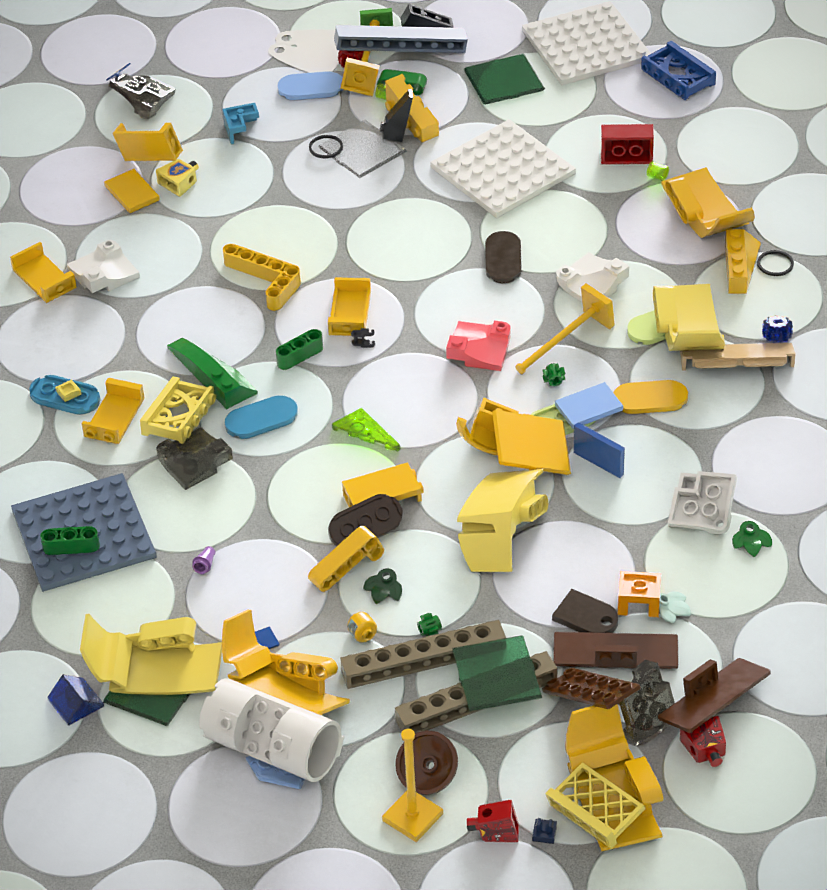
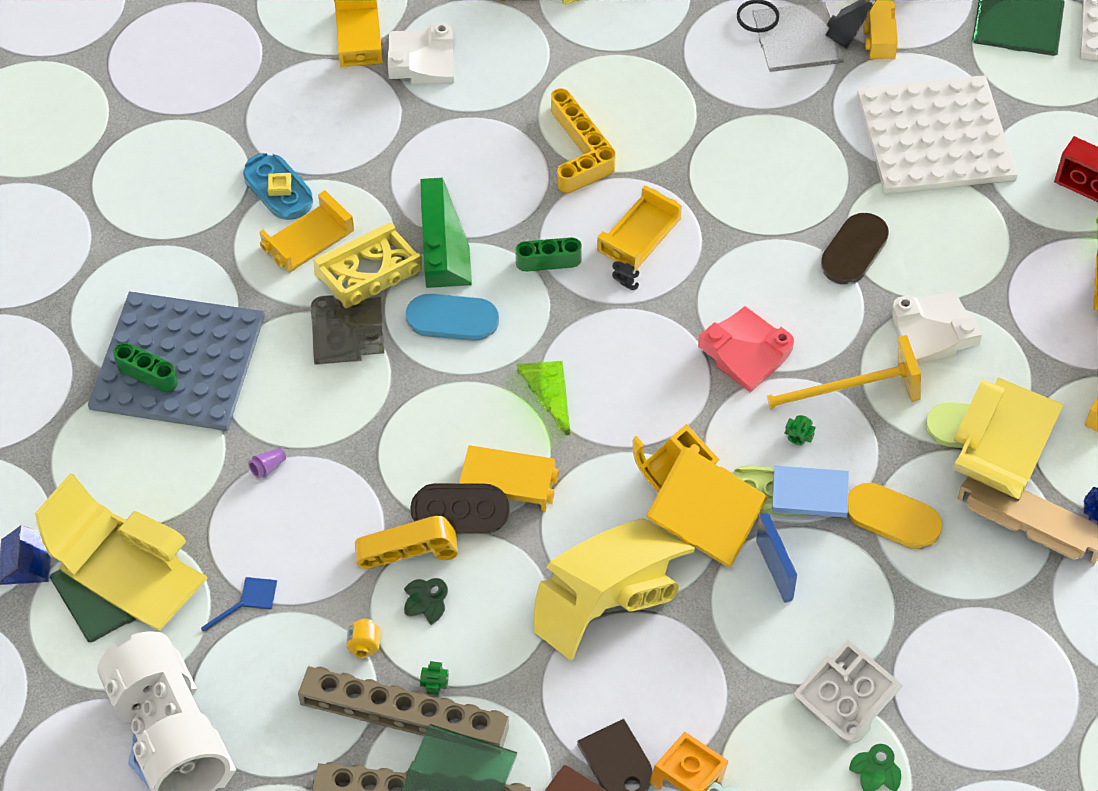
camera: 30 degrees right, 10 degrees up
(271, 671) = (222, 654): yellow beam -> none

